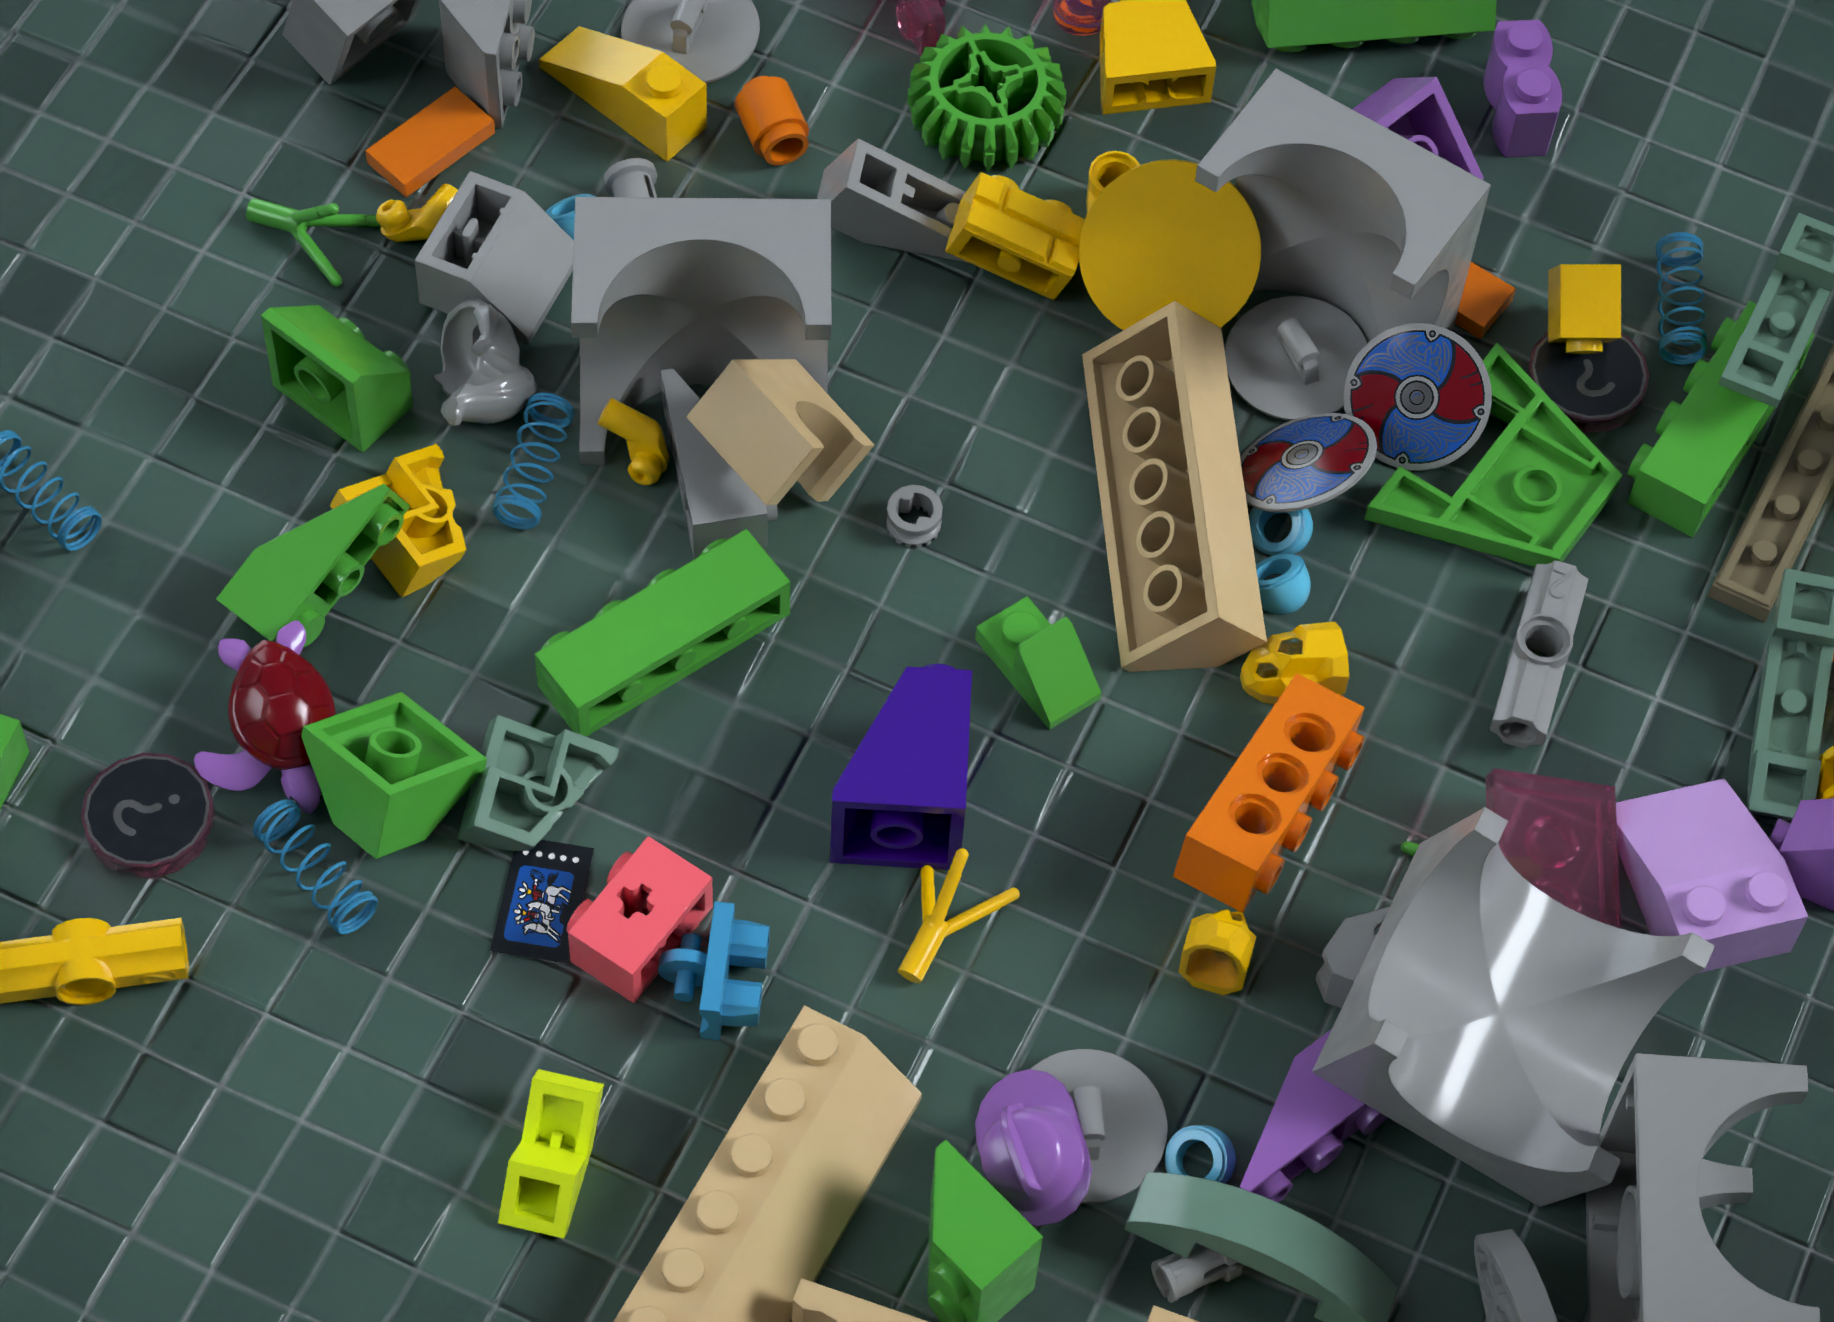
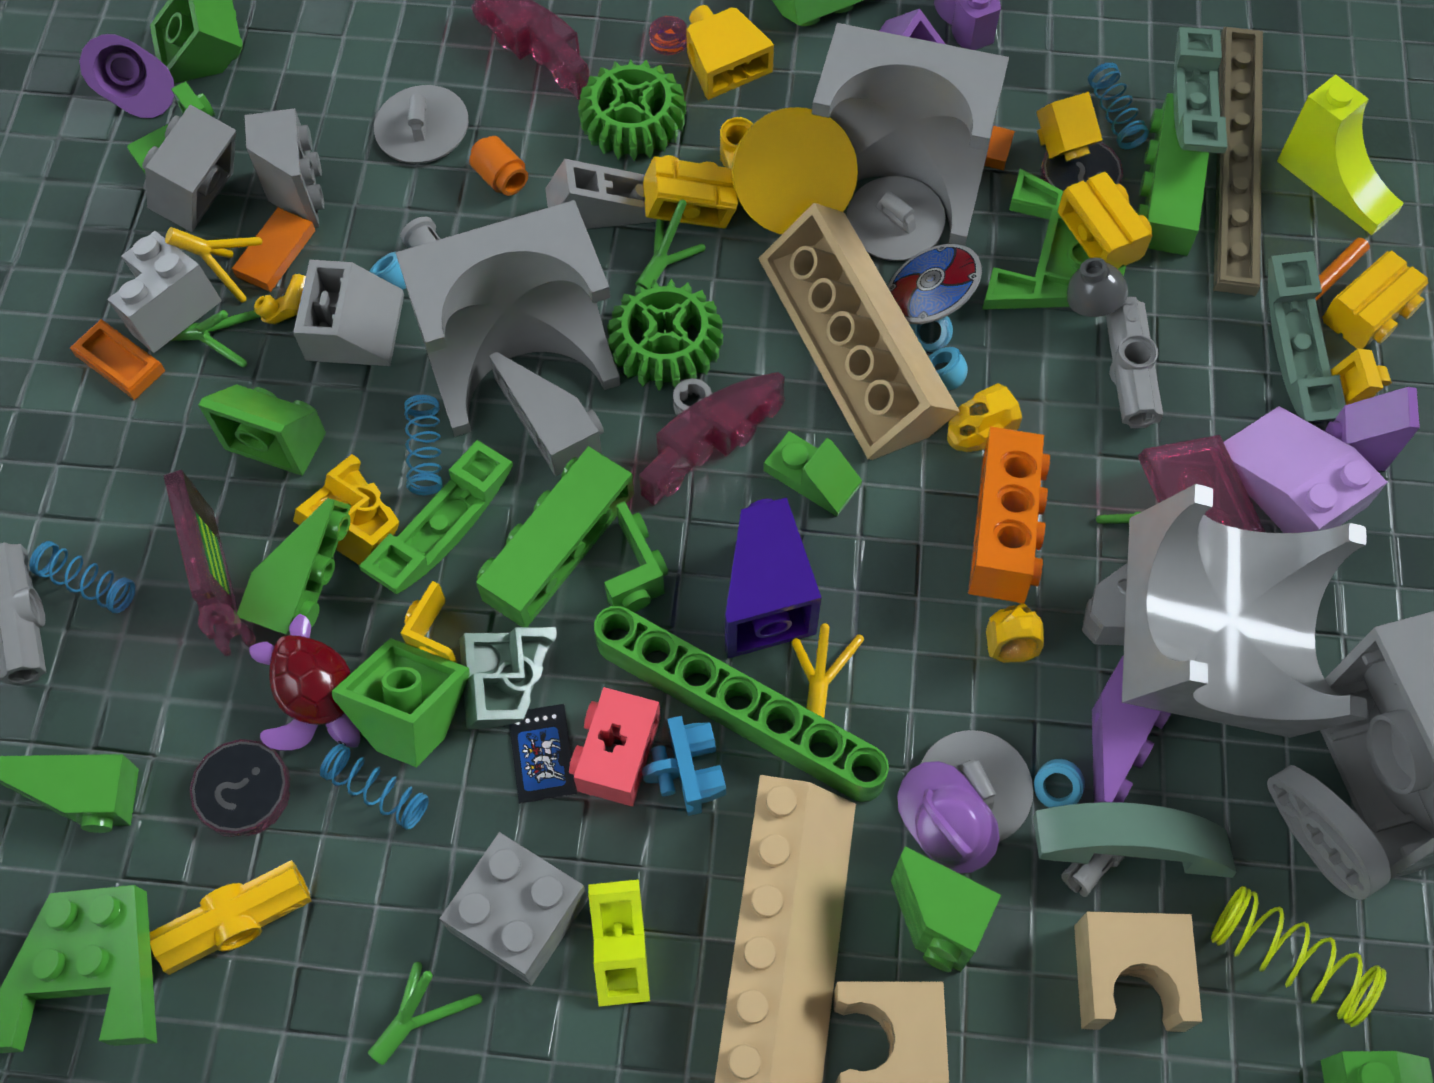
camera: 15 degrees left, 5 degrees up
(176, 225) = (117, 359): none -> orange tile
(201, 520) = (205, 563): none -> clear pink tile
(249, 1157) = (404, 1023): none -> bright green plant
(267, 159) = (166, 292): none -> light grey brick
(357, 117) = (205, 248): none -> yellow plant
(436, 1067) = (515, 908): none -> light grey brick
(449, 680) = (419, 620): none -> yellow bracket
(481, 366) = (364, 391): light grey hair -> none
(522, 569) = (442, 522): none -> bright green slope
(632, 87) = (397, 172): yellow slope -> none
(643, 439) = (493, 406): yellow arm -> none
(750, 729) = (641, 585): none -> bright green bracket
(779, 429) = (586, 371): tan piece -> none
(821, 944) = (749, 722): none -> bright green beam
(919, 395) = (665, 350): none -> bright green gear
(935, 551) = (718, 422): none -> clear pink slope
(945, 314) = (661, 245): none -> bright green plant
(1419, 395) = (989, 214): shield -> none
(1523, 537) = (1096, 289): none -> dark grey brick
(1576, 452) = (1105, 221): none -> yellow brick

